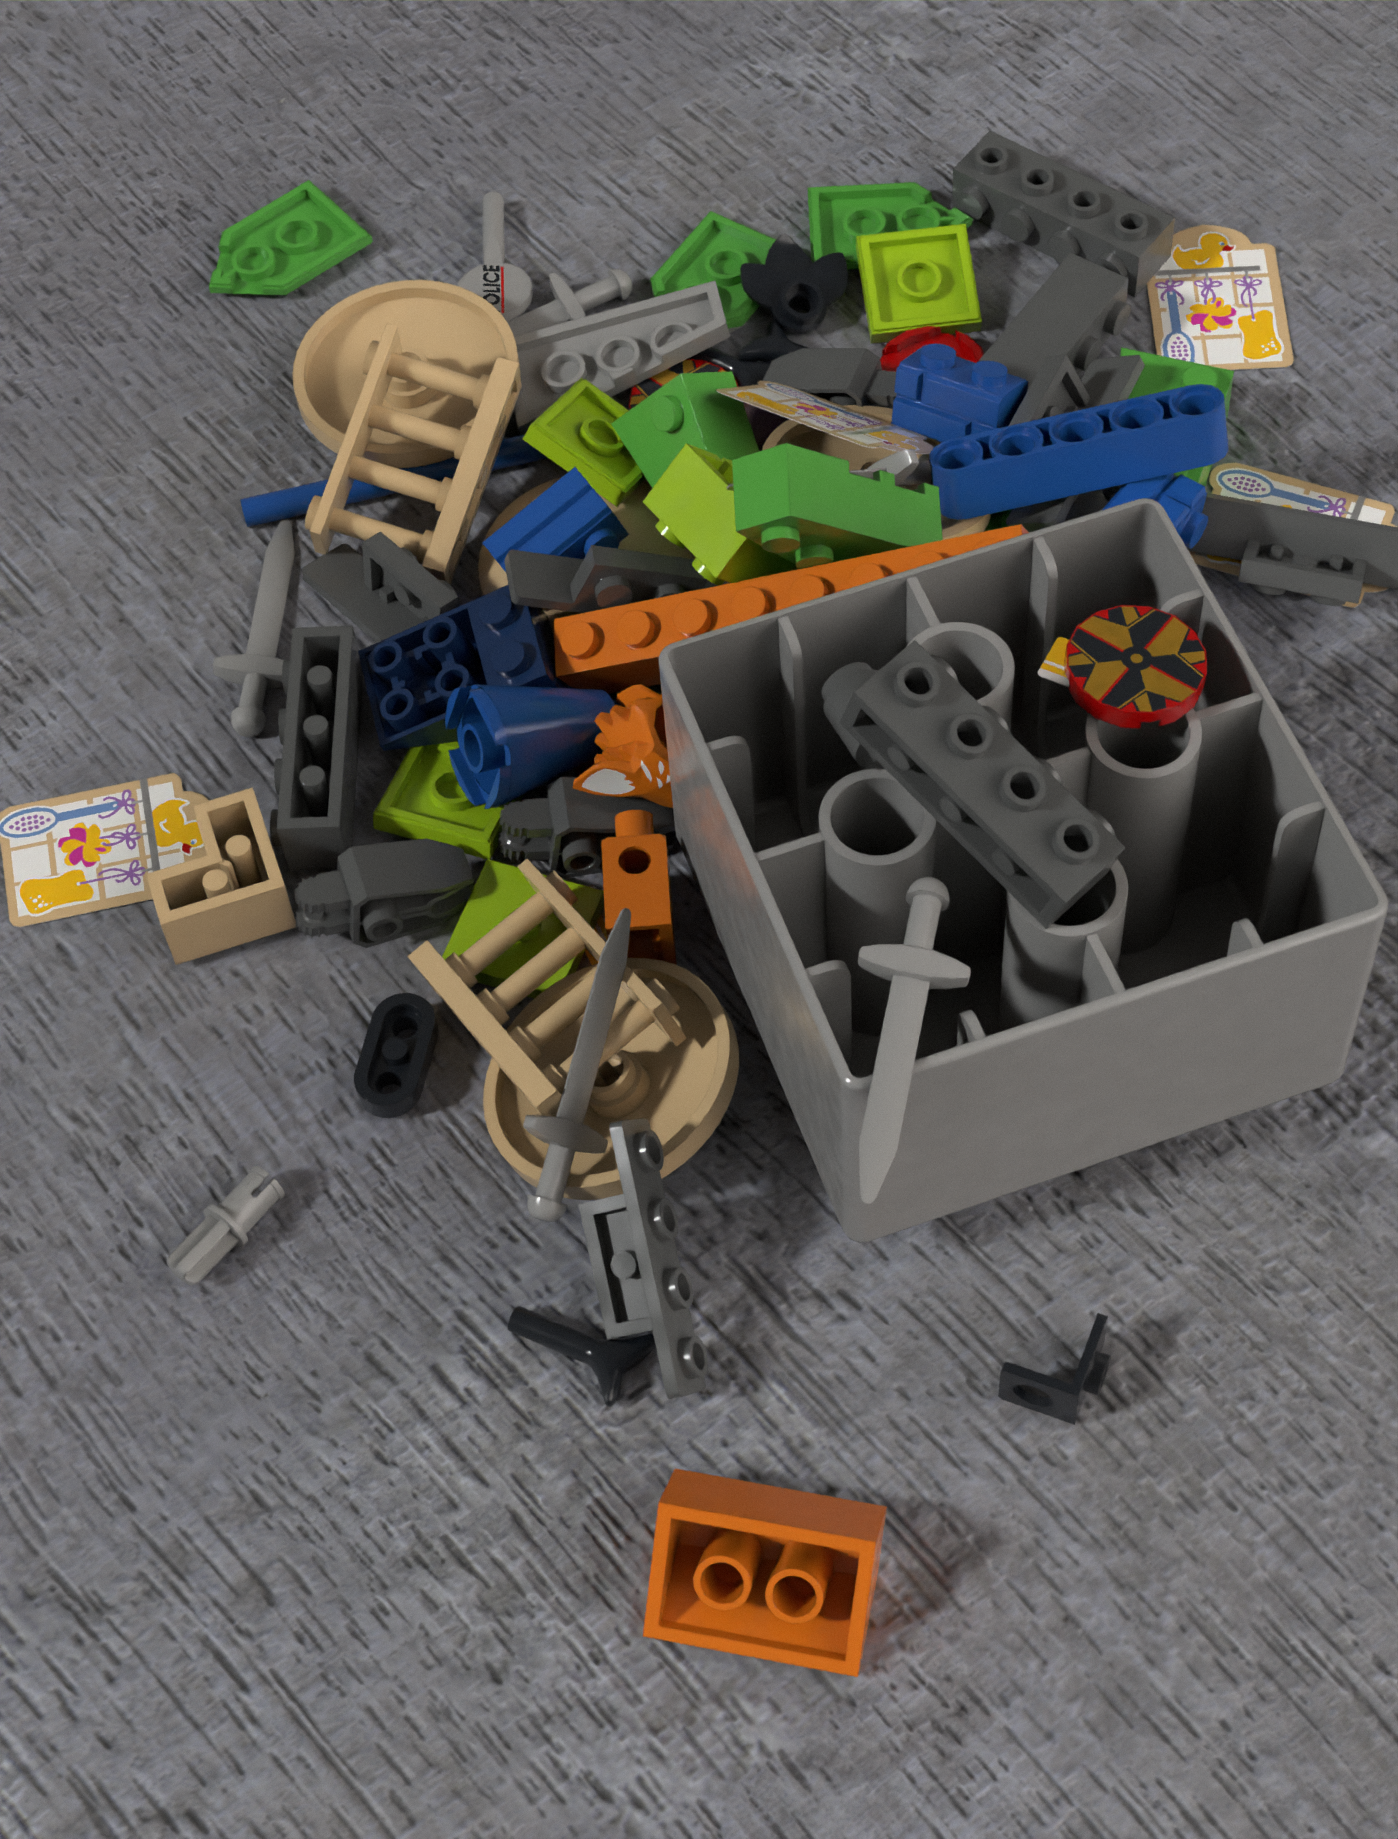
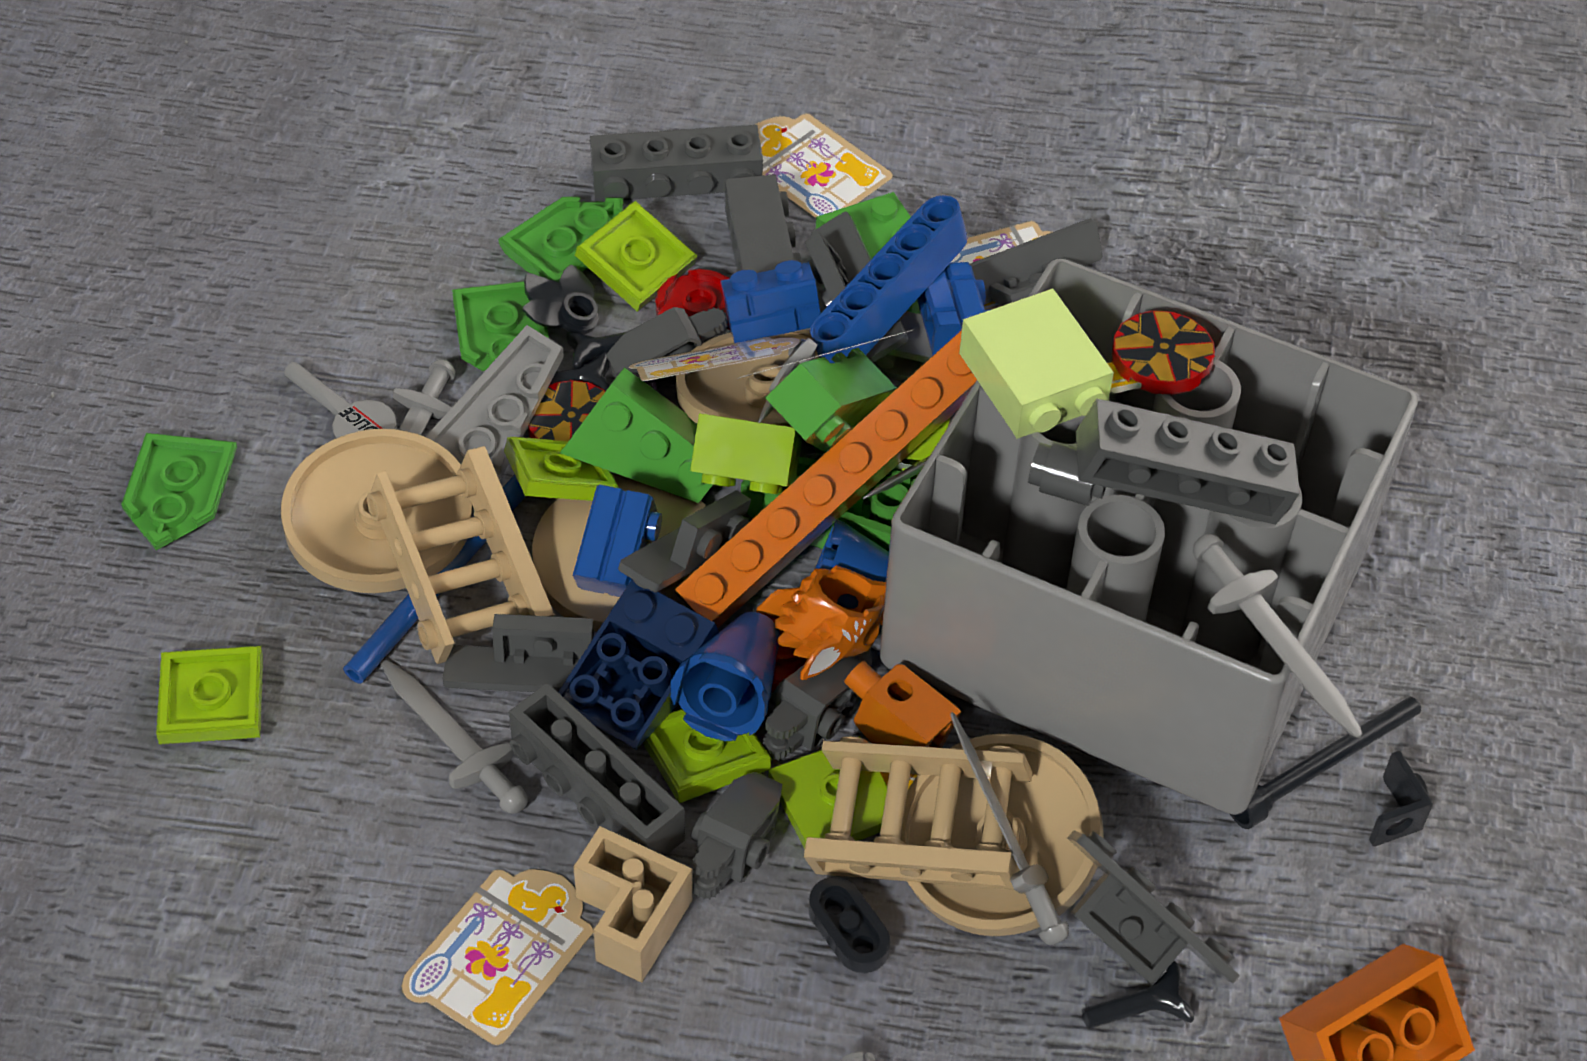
camera: 50 degrees left, 5 degrees down
(112, 448) = (210, 695): none -> lime plate
(878, 466) = (824, 354): none -> white sticker
(914, 1252) = (1323, 760): none -> black piece
(972, 582) = (1035, 363): none -> yellowish green brick

